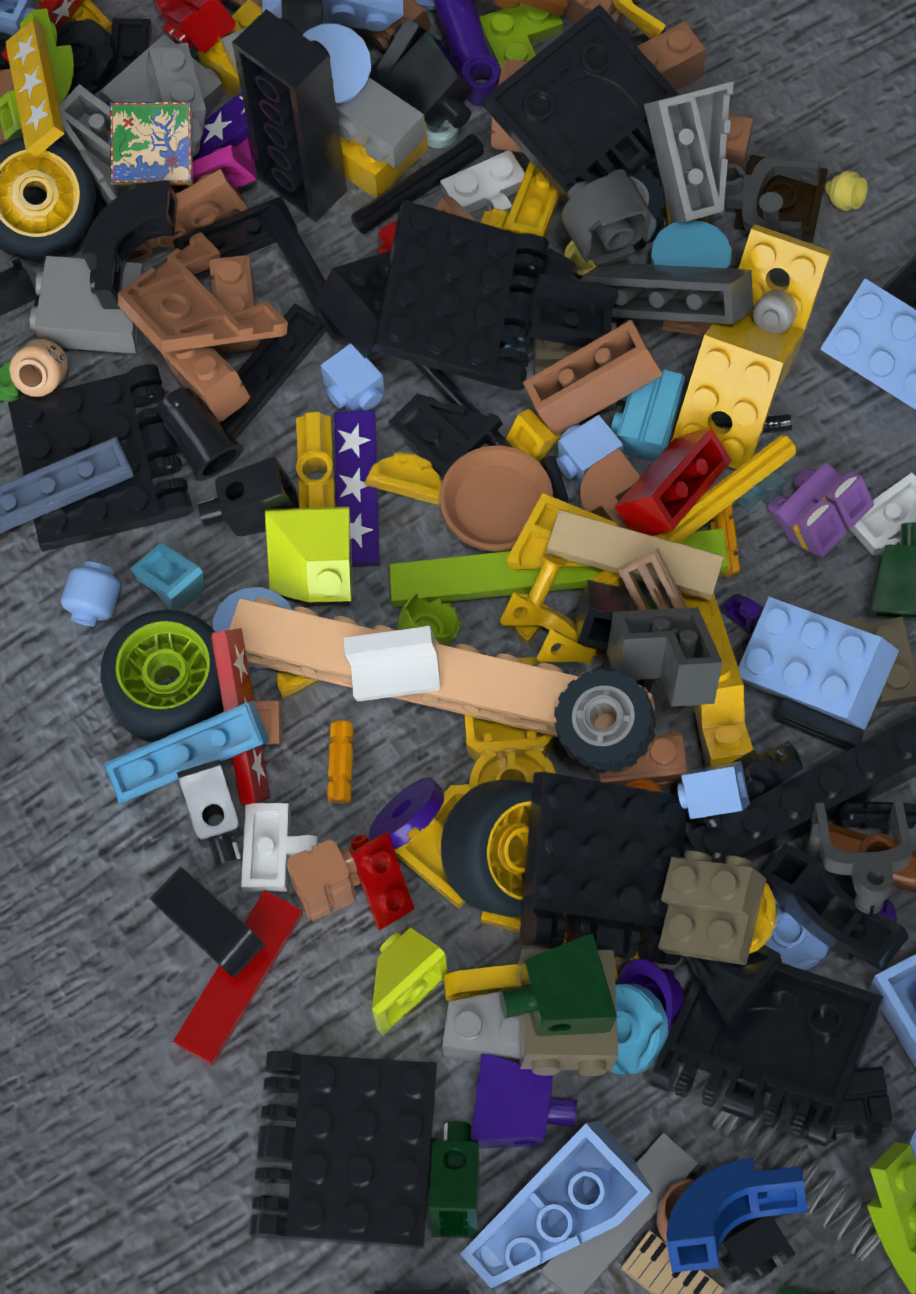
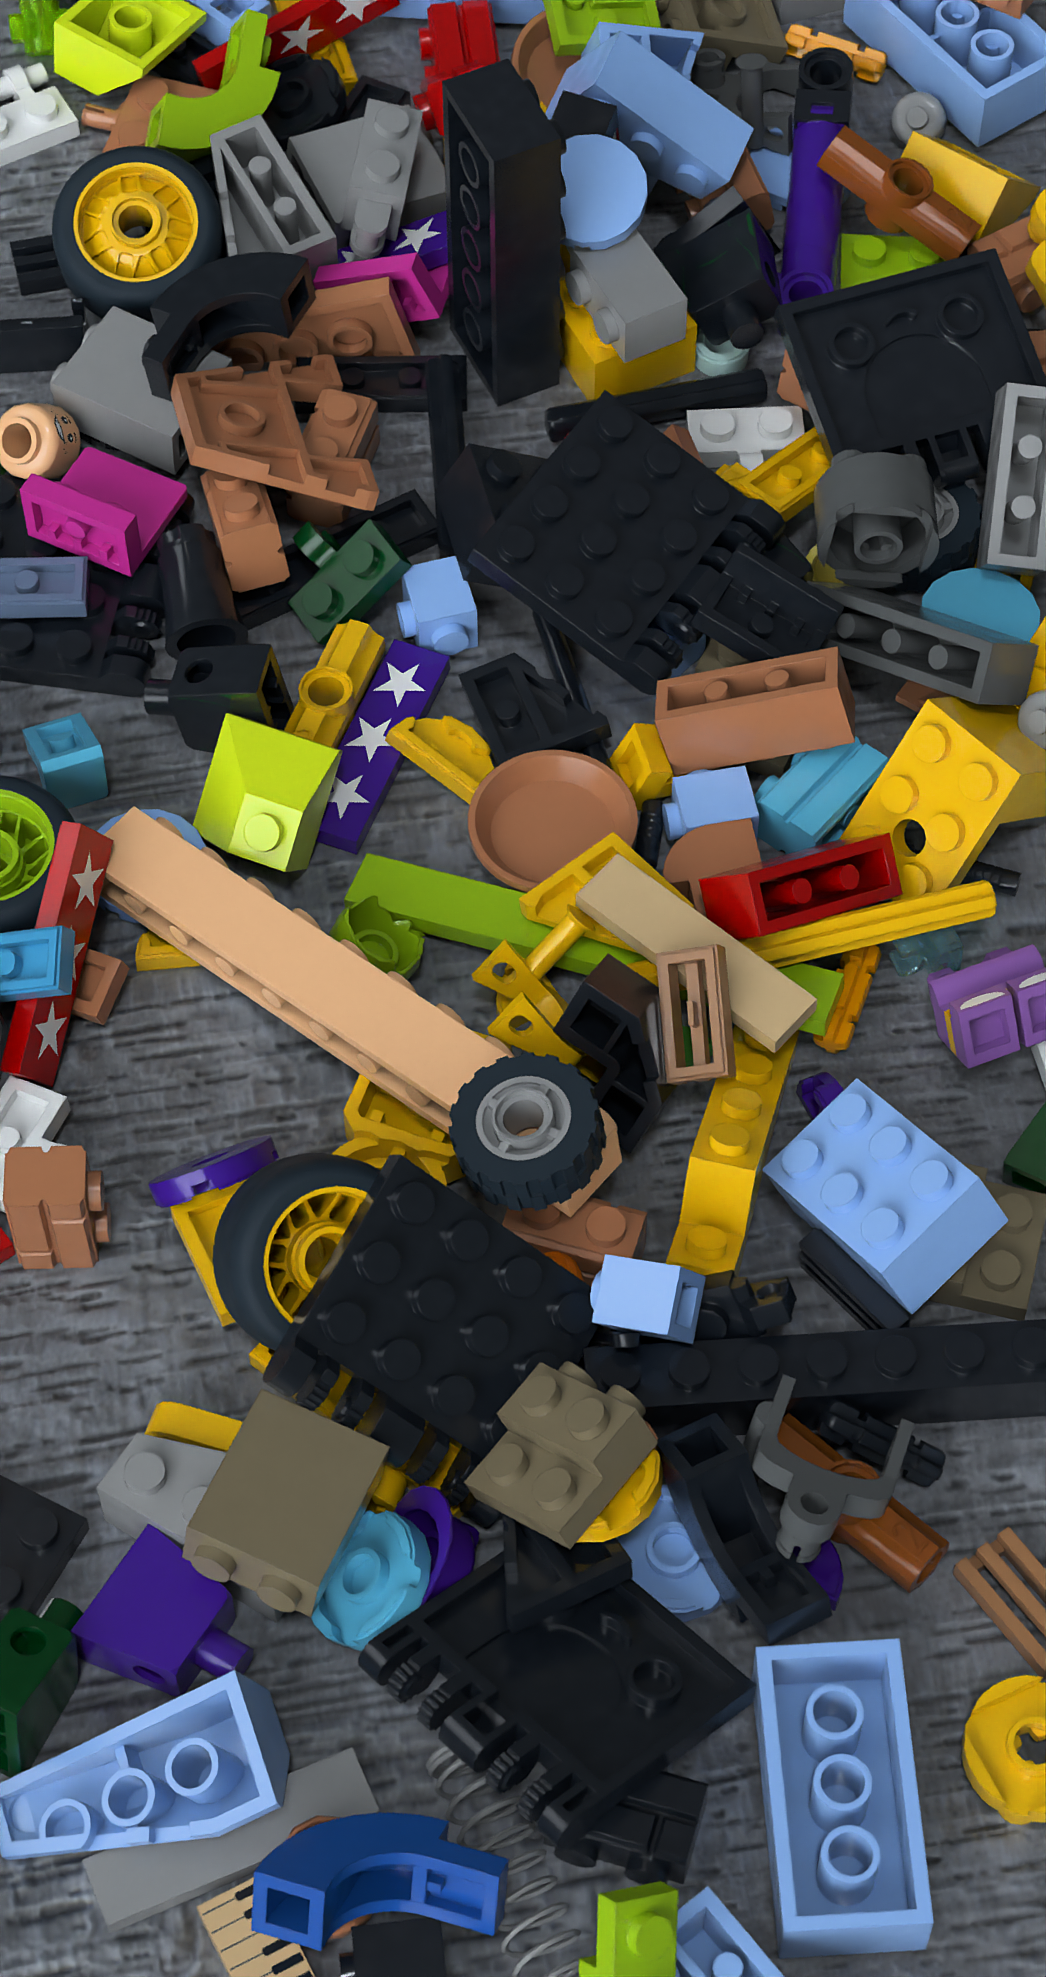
camera: 20 degrees right, 10 degrees down
(34, 88) = (197, 95): yellow tile -> none
(110, 399) = (102, 509): none -> dark pink bracket
(151, 143) = (312, 209): tile -> none
(288, 384) = (348, 577): none -> dark green plate
(340, 762) = (167, 1077): light orange axle -> none
(381, 878) = (132, 1239): red hinge -> none
(393, 663) = (286, 953): white panel -> none
(404, 976) = (93, 1387): neon yellow slope -> none
(563, 991) = (278, 1459): dark green torso -> none
(667, 647) = (667, 1075): dark grey brick -> none

